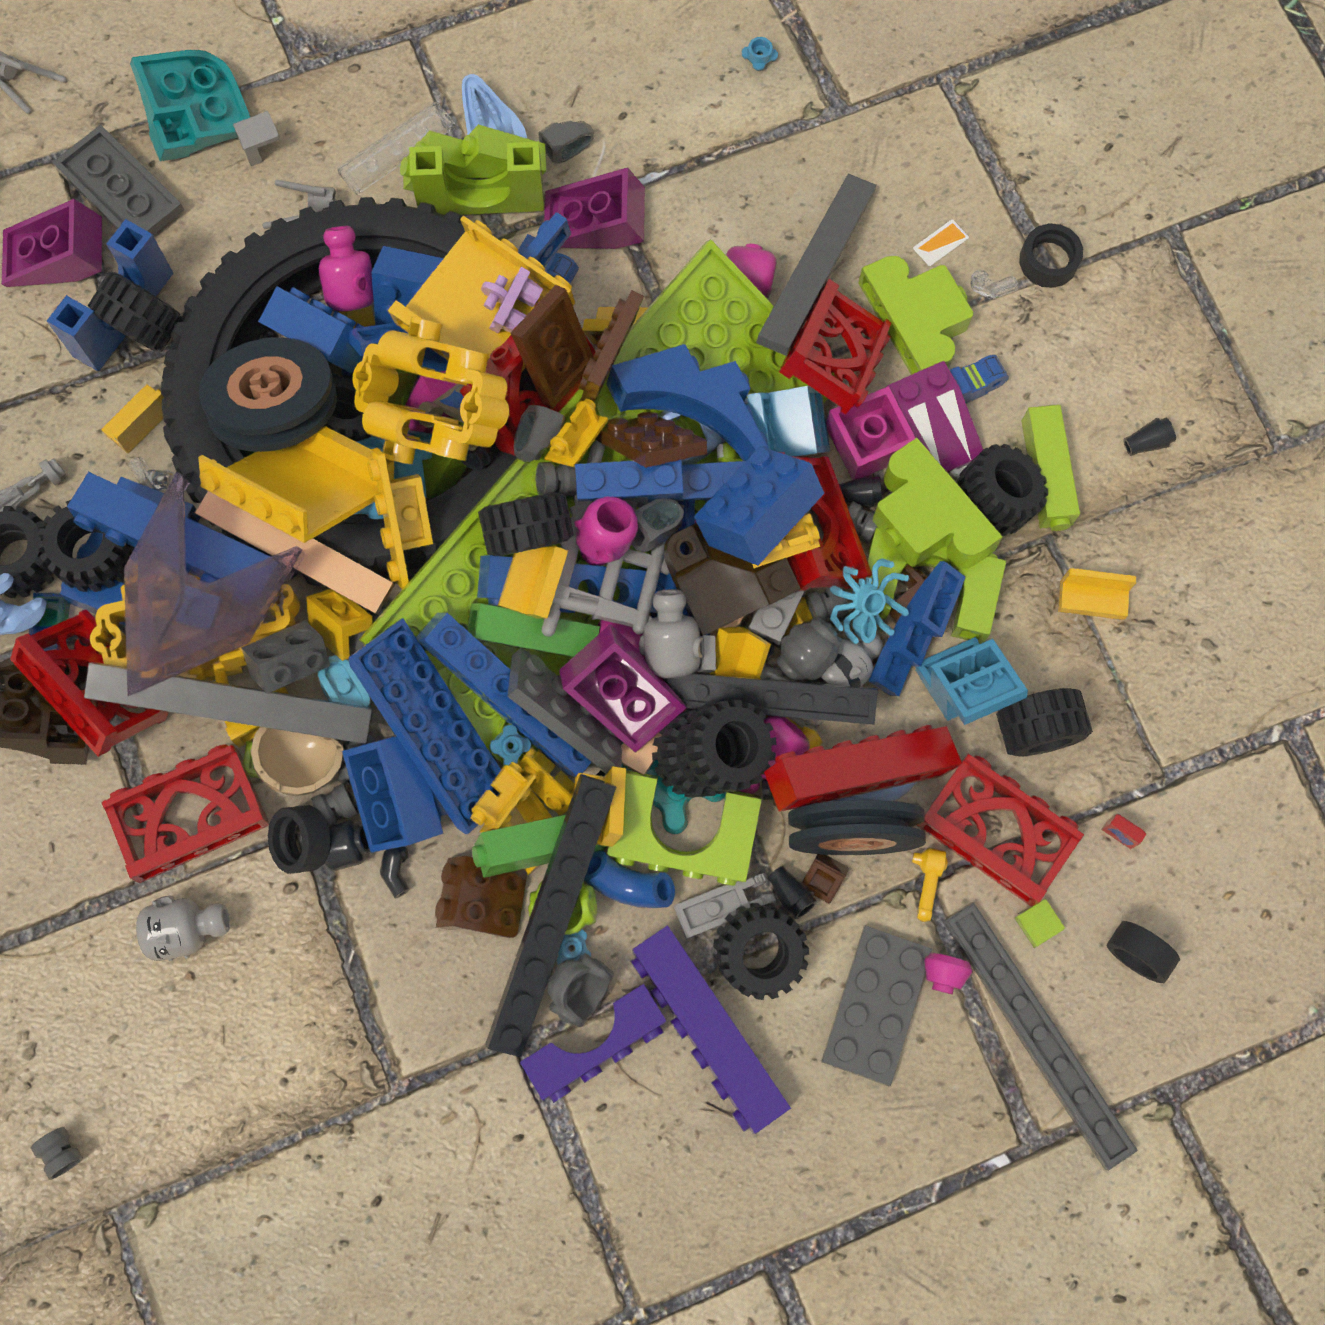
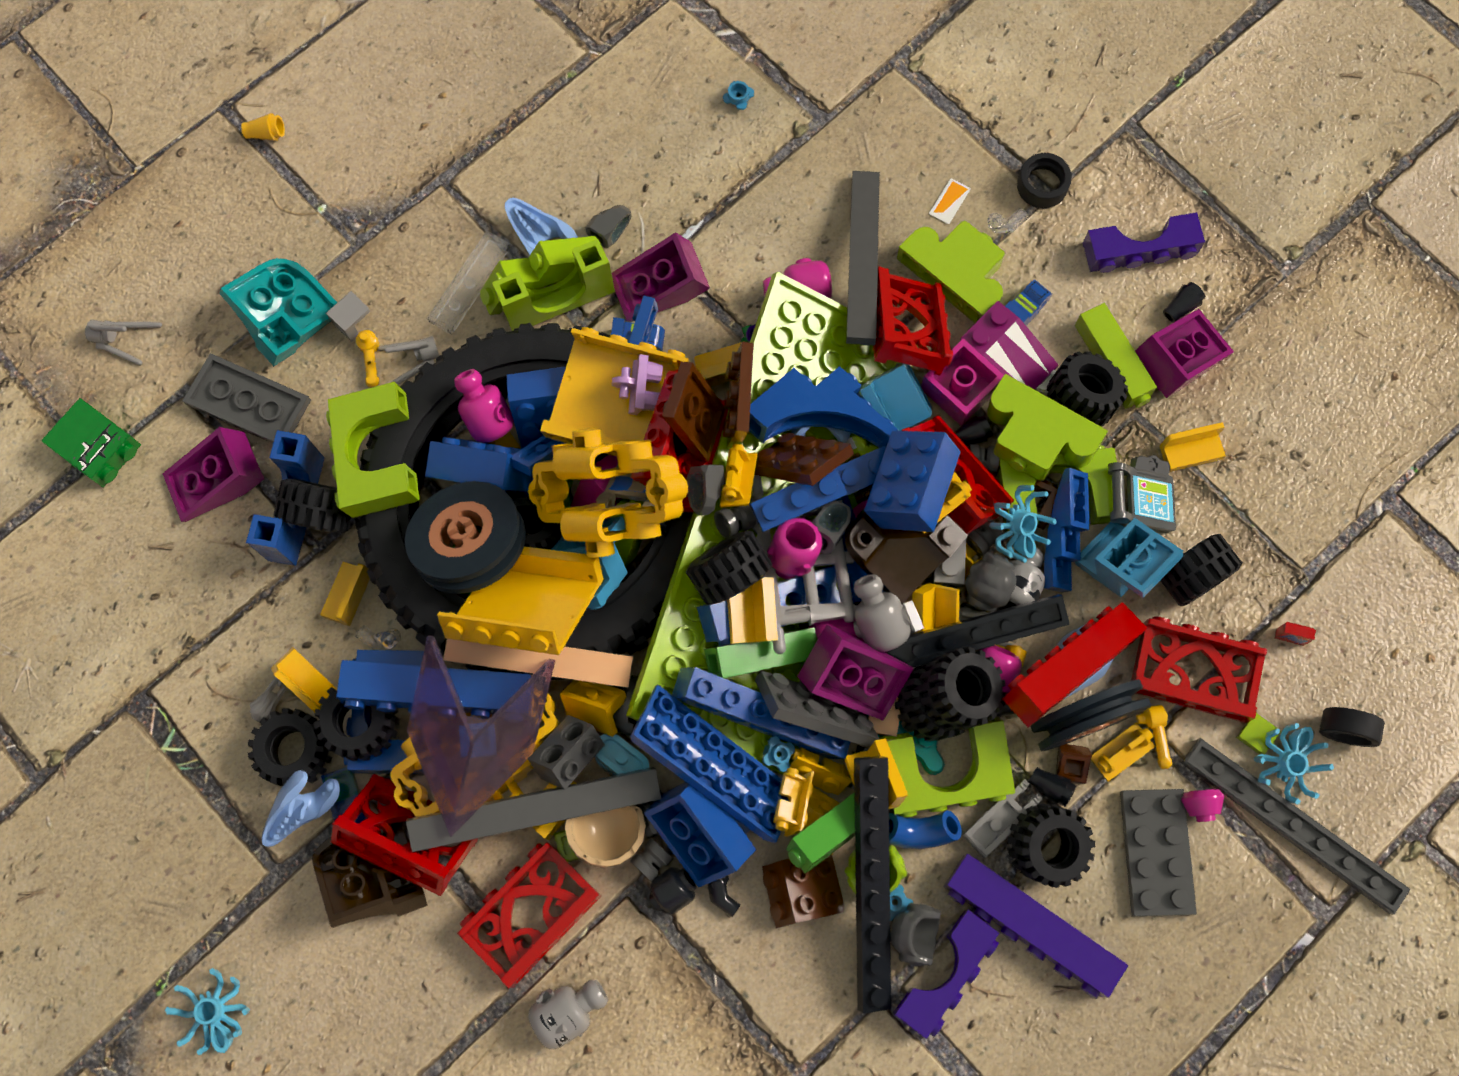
camera: 15 degrees left, 0 degrees up
(50, 481) = (302, 678): none -> yellow panel
(203, 237) = (350, 421): none -> lime arch
(266, 175) = (369, 344): none -> yellow piece
(314, 839) = (623, 911): black tyre -> none
(404, 514) = (622, 597): yellow bracket -> none
(883, 885) = (1123, 751): none -> yellow hinge
(1025, 622) = (1148, 491): none -> dark grey piece
(1063, 965) = (1292, 760): none -> medium azure animal
(1095, 355) = (1110, 249): none -> dark purple arch
(1125, 489) = (1182, 352): none -> magenta slope

